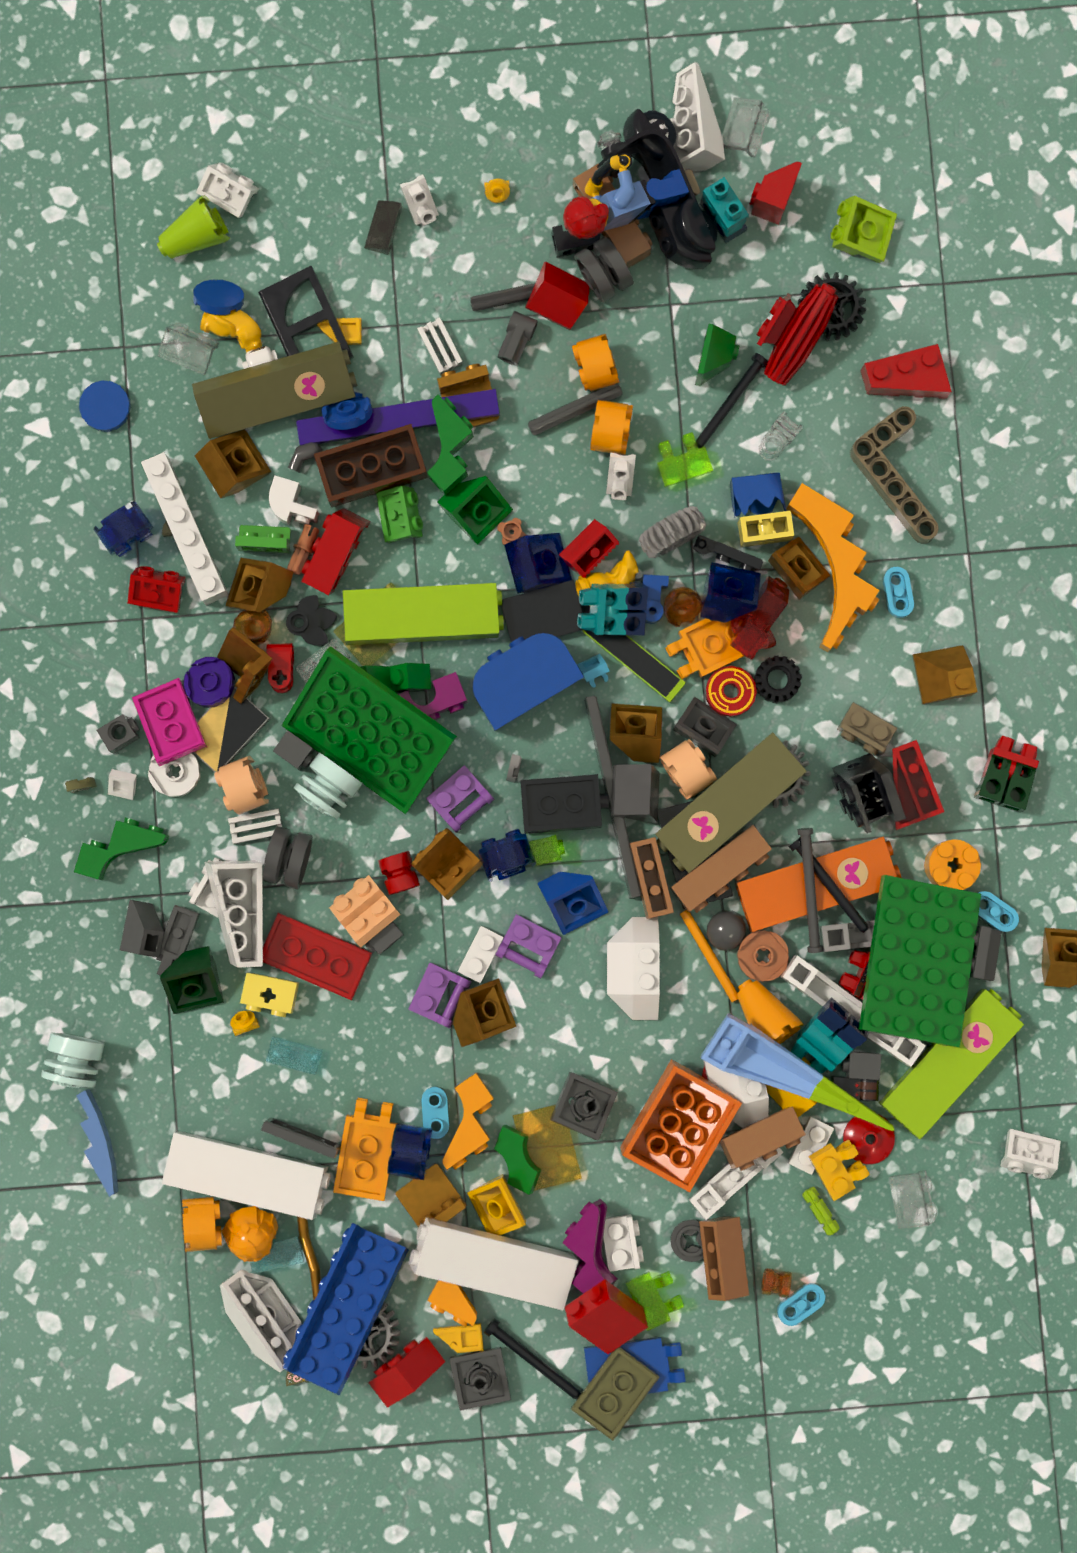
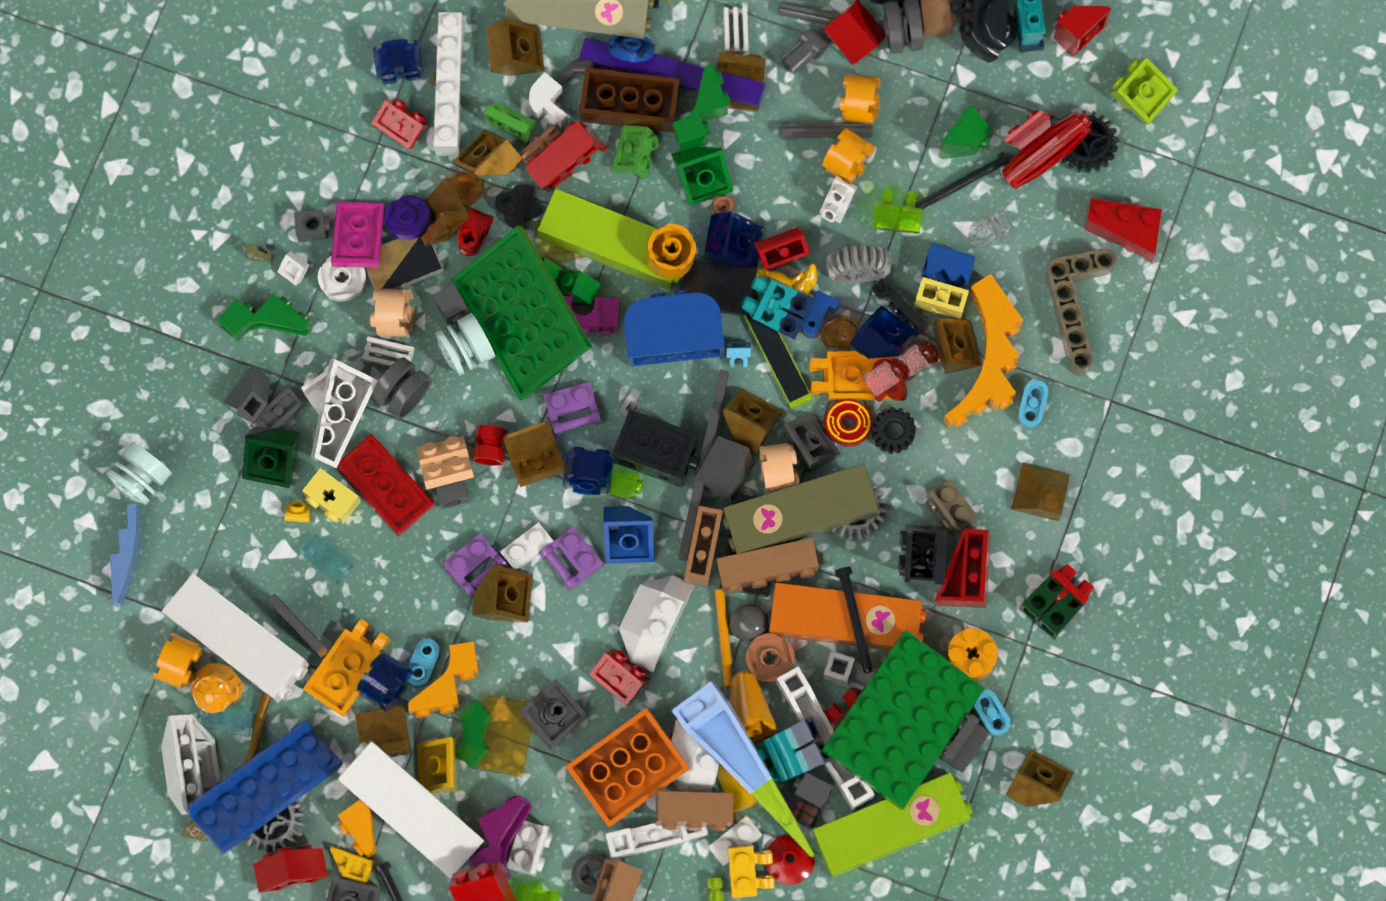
camera: 30 degrees right, 10 degrees down
(476, 614) = (667, 264): none -> light orange brick
(629, 1039) = (619, 676): none -> bracket
(810, 891) = (835, 615): dark grey bar -> none

